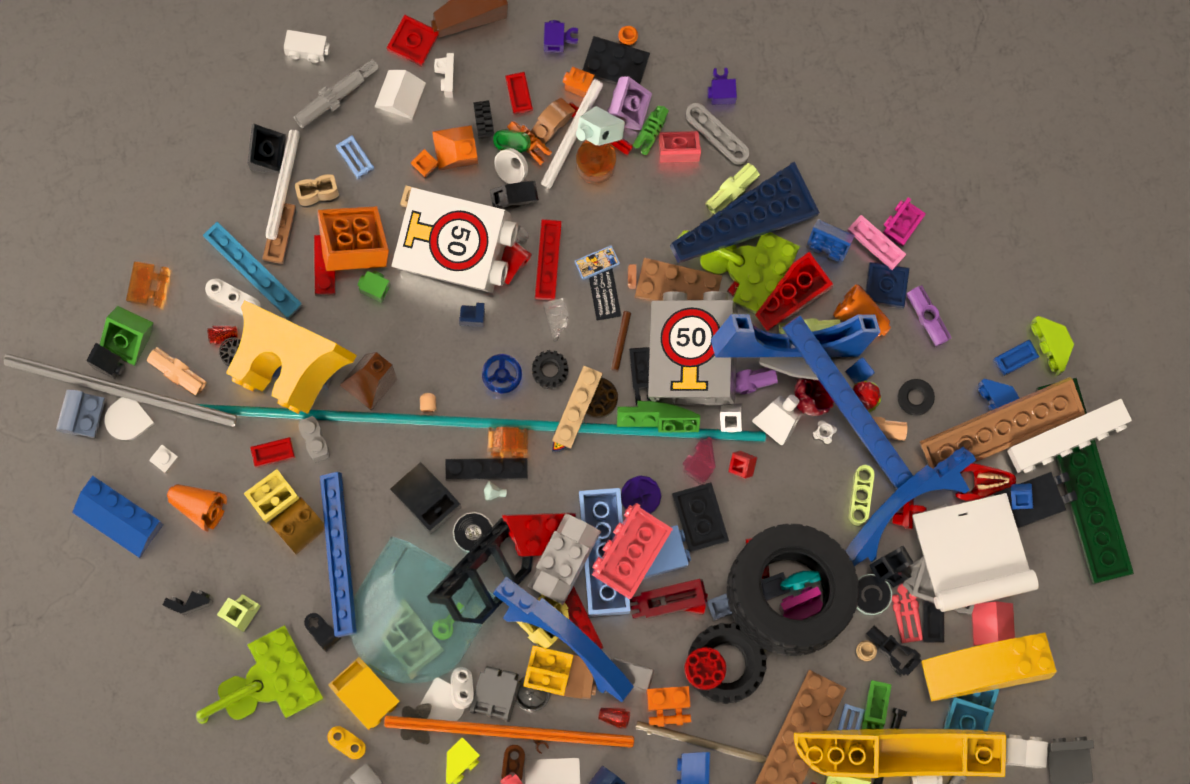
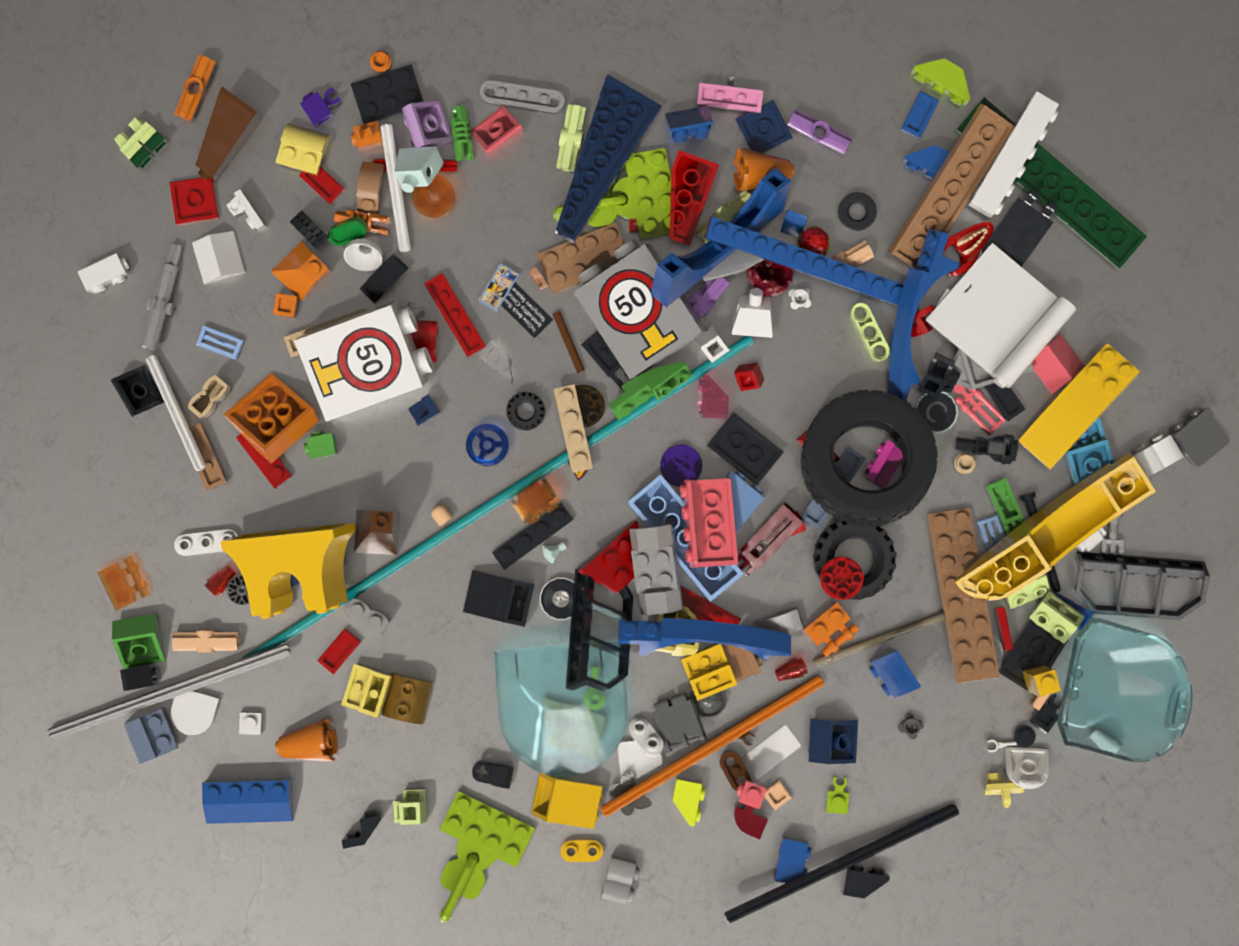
camera: 30 degrees left, 10 degrees up
(252, 270) = (205, 506): dark azure plate -> none
(338, 554) = (460, 700): blue plate -> none
(522, 57) = (302, 148): none -> light yellow brick
(722, 89) = (499, 53): dark purple brick -> none
(798, 579) = (868, 444): teal dish -> none
(904, 222) = (741, 62): dark pink bracket -> none
(1021, 496) = (1007, 236): blue slope -> none

